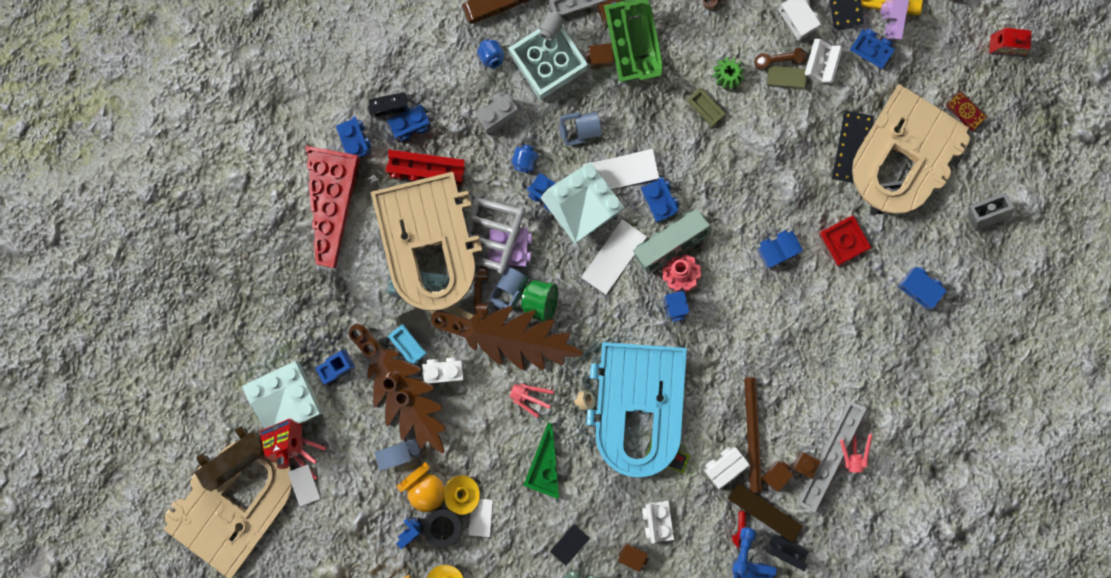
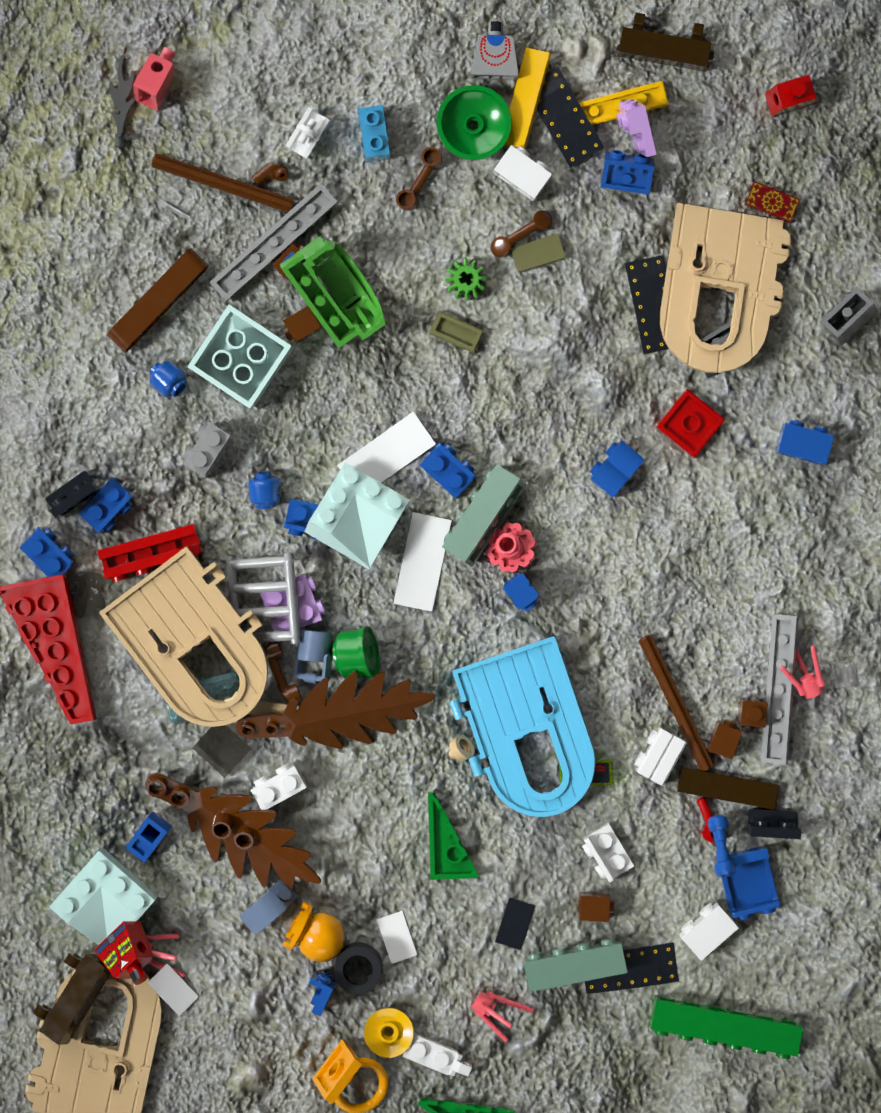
camera: 20 degrees left, 5 degrees up
(407, 344) = (222, 773): medium azure tile -> none
(469, 494) = (373, 921): yellow dish -> none
(520, 393) = (380, 773): coral plant -> none
(551, 25) = (228, 318): light grey brick -> none
(586, 126) = (322, 419): sand blue piece -> none
(823, 61) = (574, 216): white bracket -> none

